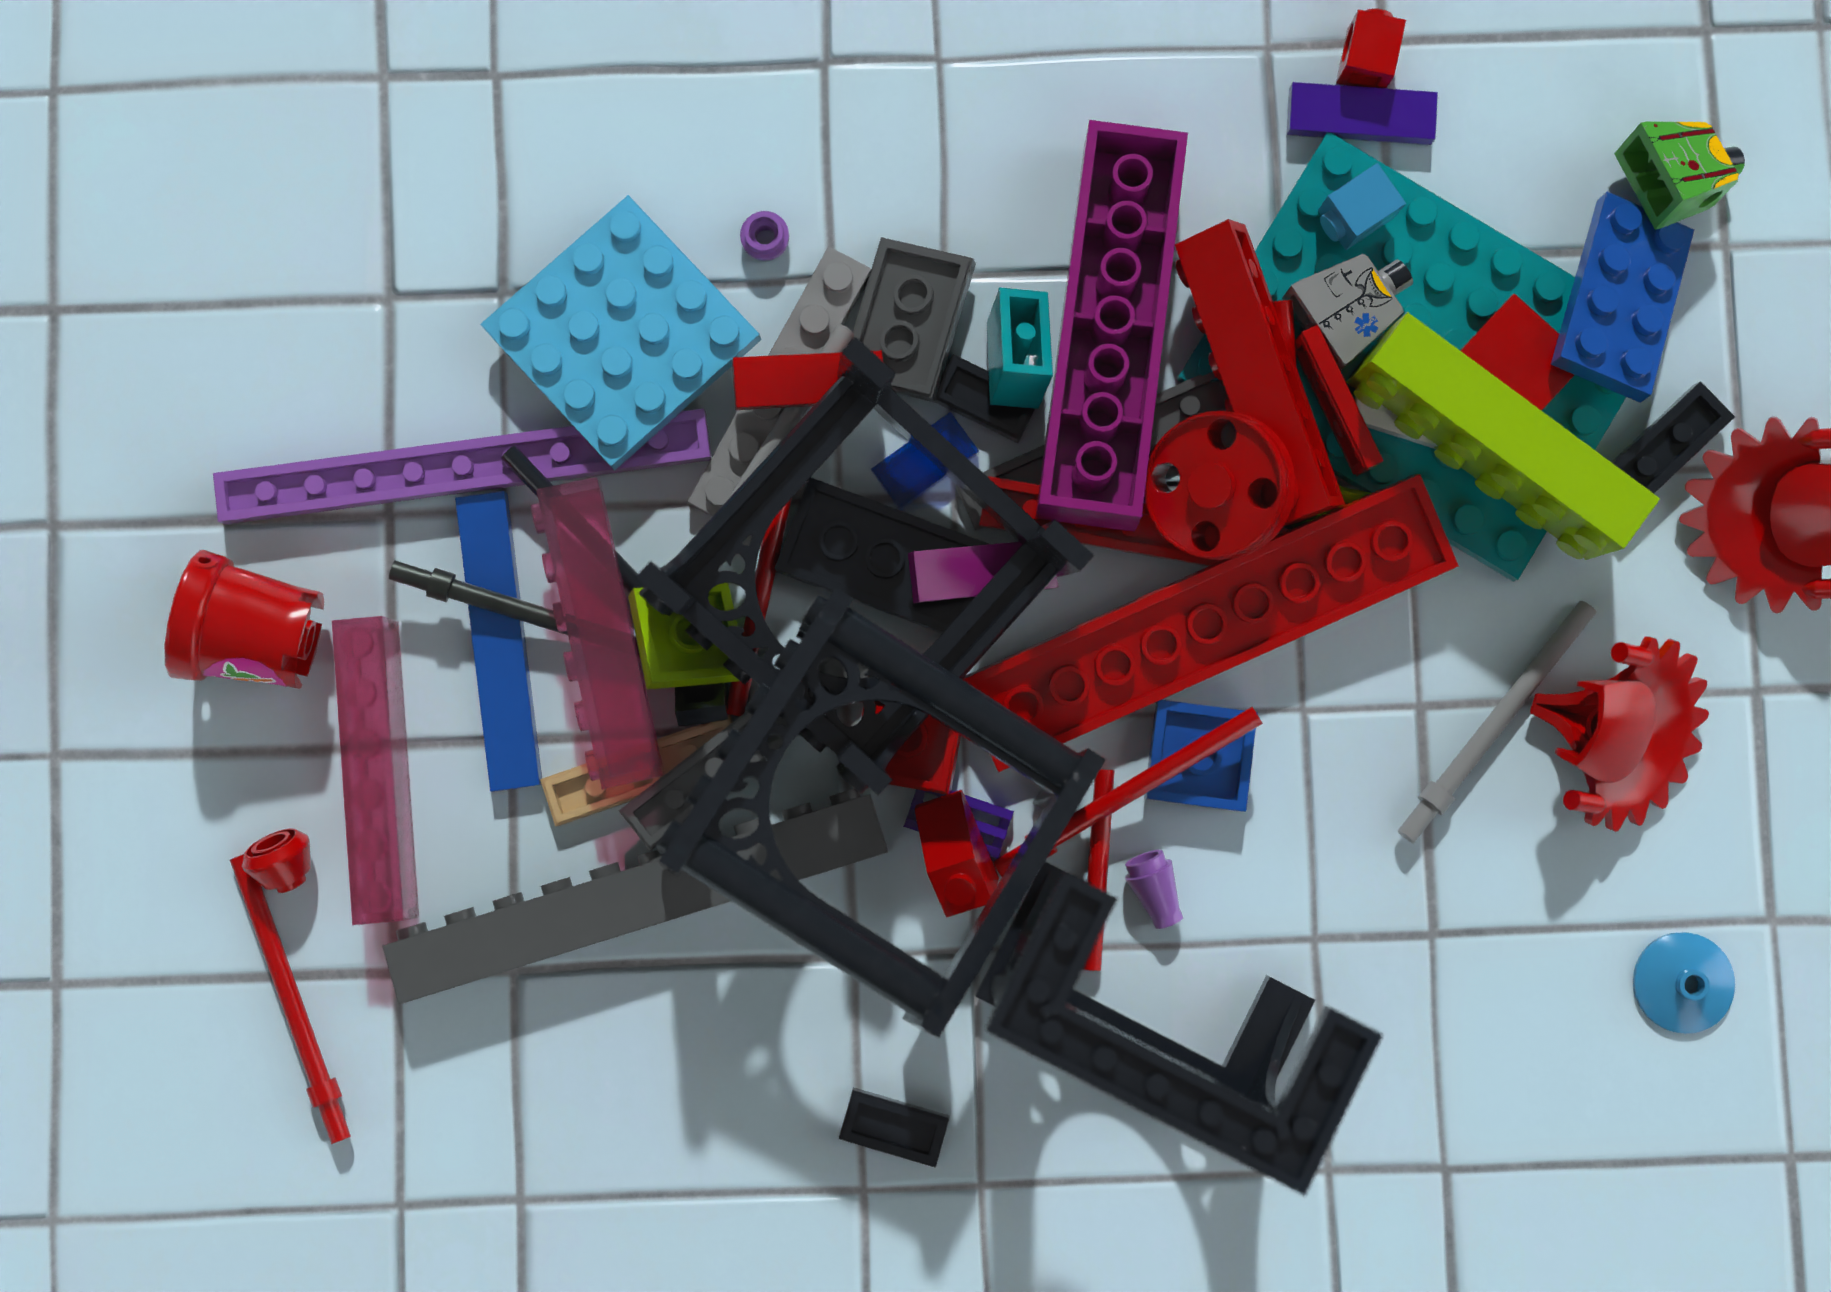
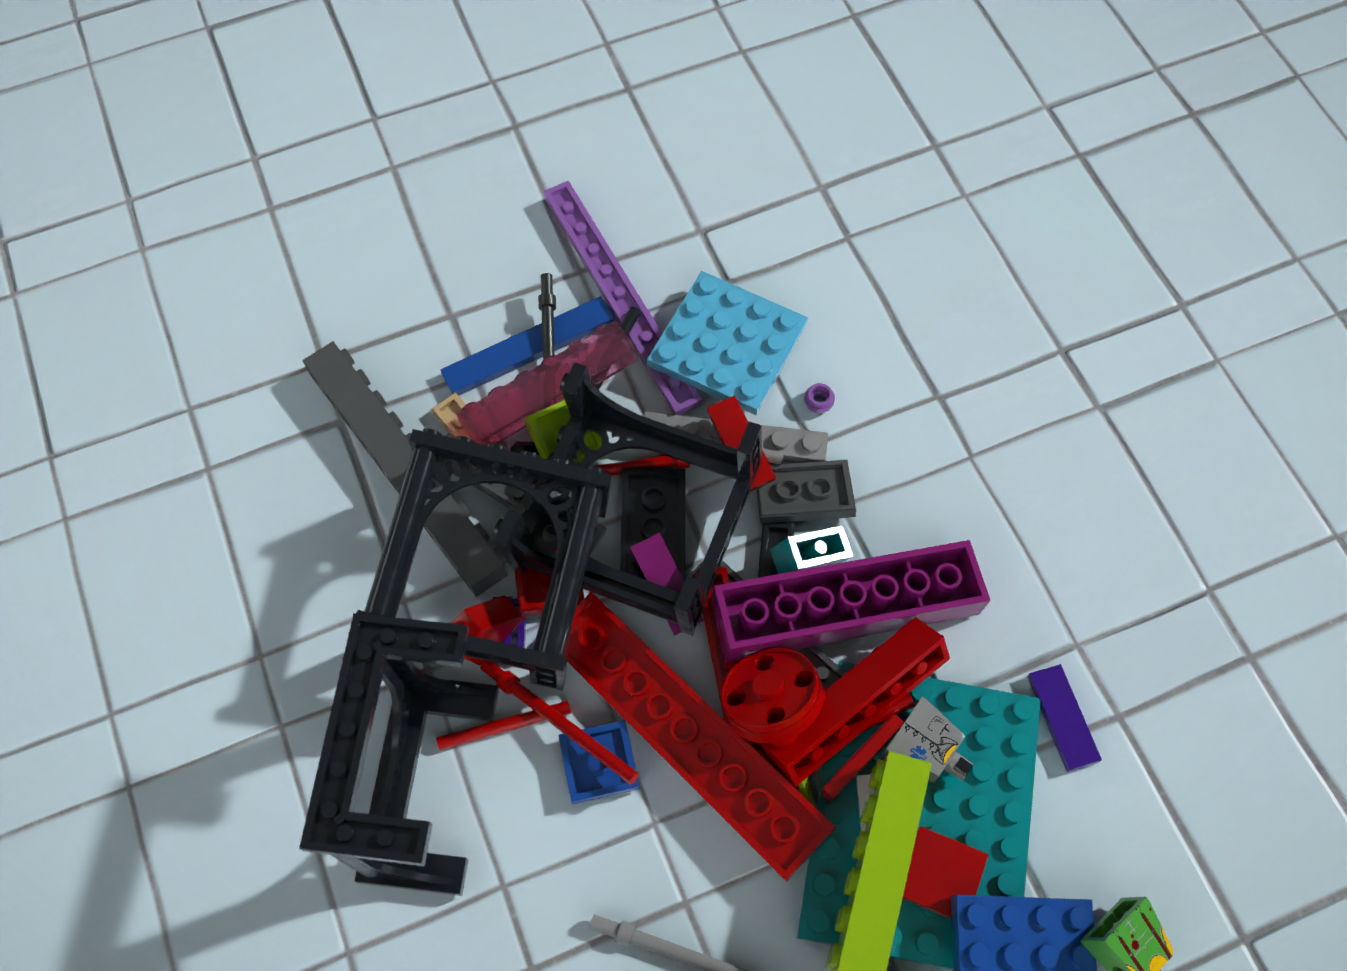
camera: 70 degrees right, 20 degrees down
(240, 625) = (488, 213): red piece -> none
(279, 860) = (367, 281): red cone -> none
(323, 1090) = (245, 347): red bar -> none
(375, 770) = (431, 308): clear pink brick -> none
(894, 1127) = (304, 659): black tile -> none
(910, 473) = (705, 525): clear blue tile -> none
(1154, 885) = (503, 762): medium lavender cone -> none
(1360, 207) = (996, 728): dark azure brick -> none
(1371, 49) = (1106, 704): red brick -> none

